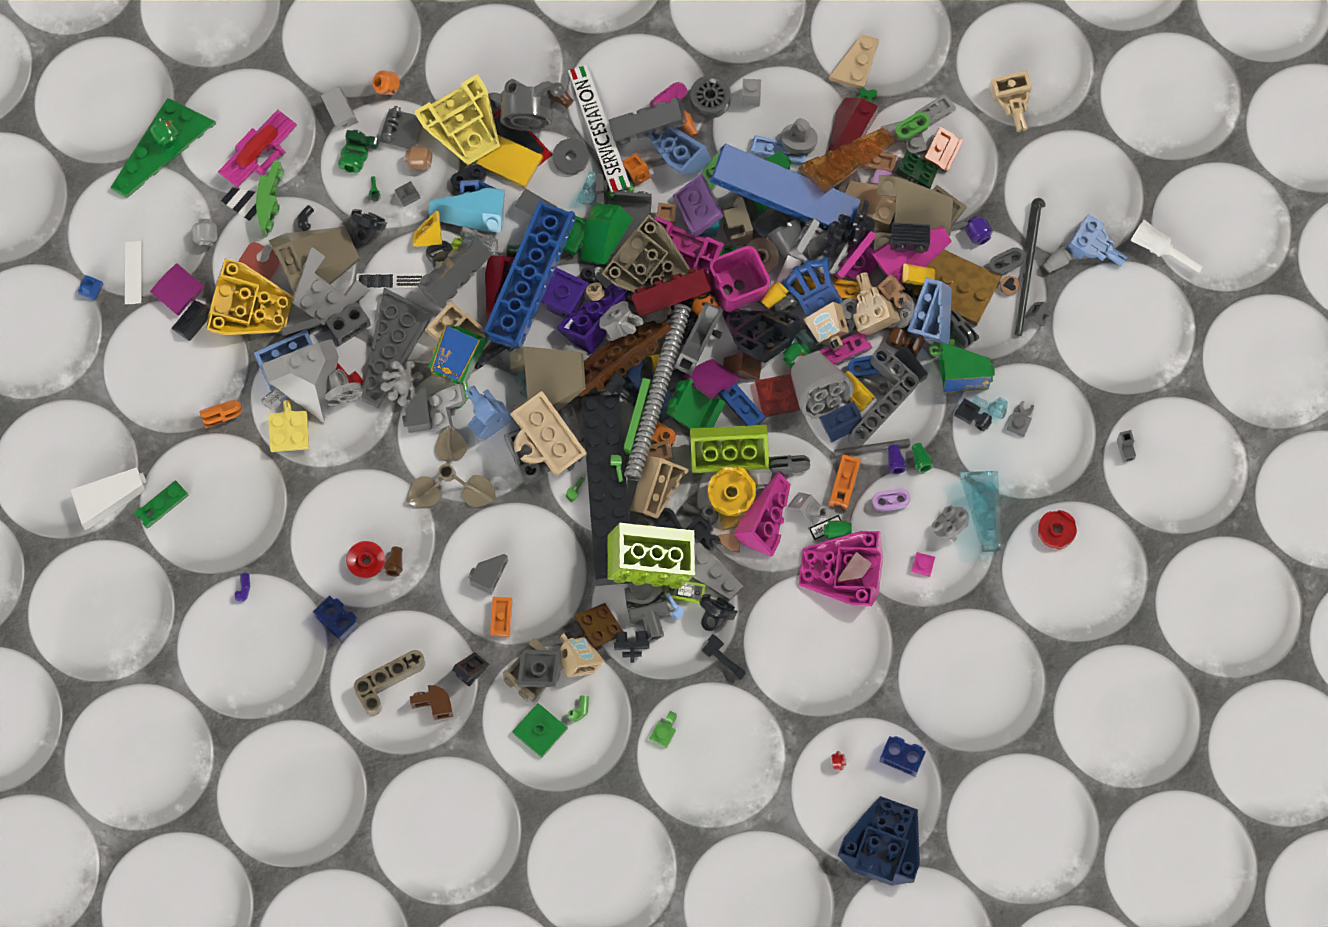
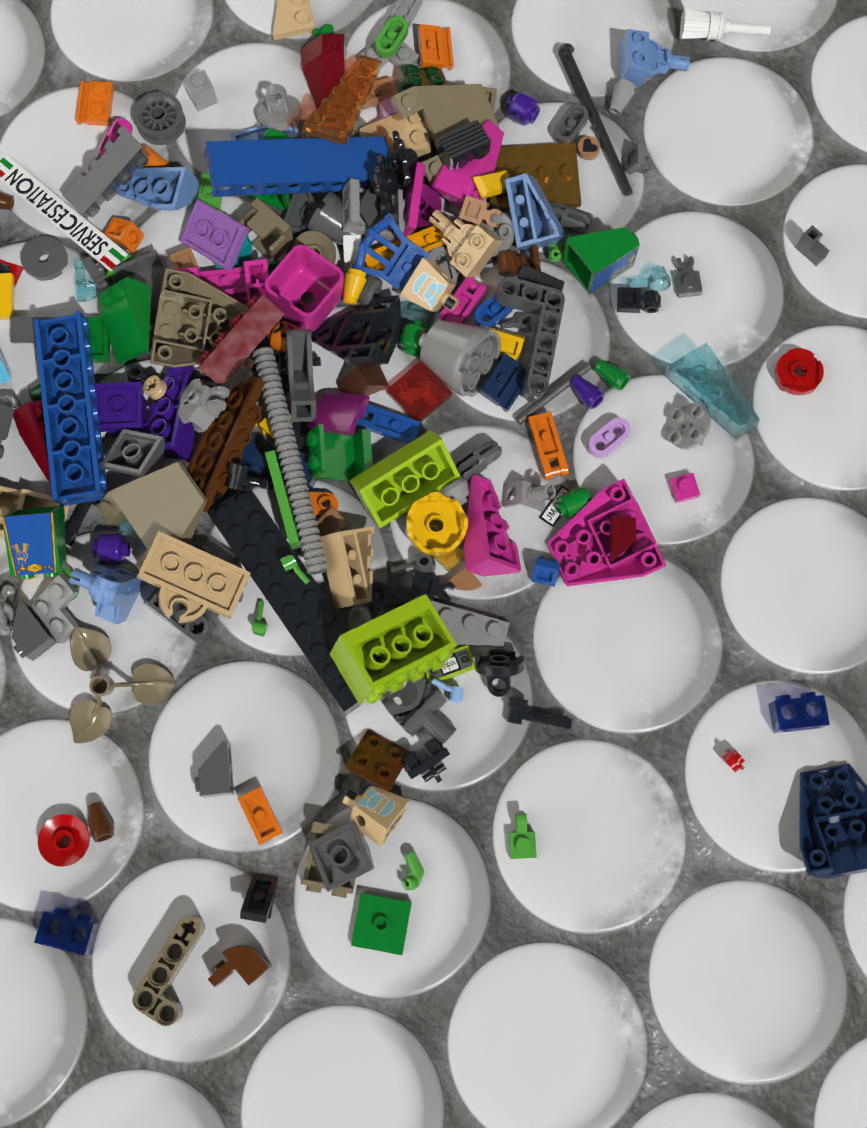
camera: 30 degrees left, 5 degrees up
(502, 386) = (111, 548): none -> dark purple head
(556, 330) = (135, 453): none -> dark grey slope
(671, 60) = (95, 103): none -> orange plate
(788, 565) = (545, 571): none -> blue tile

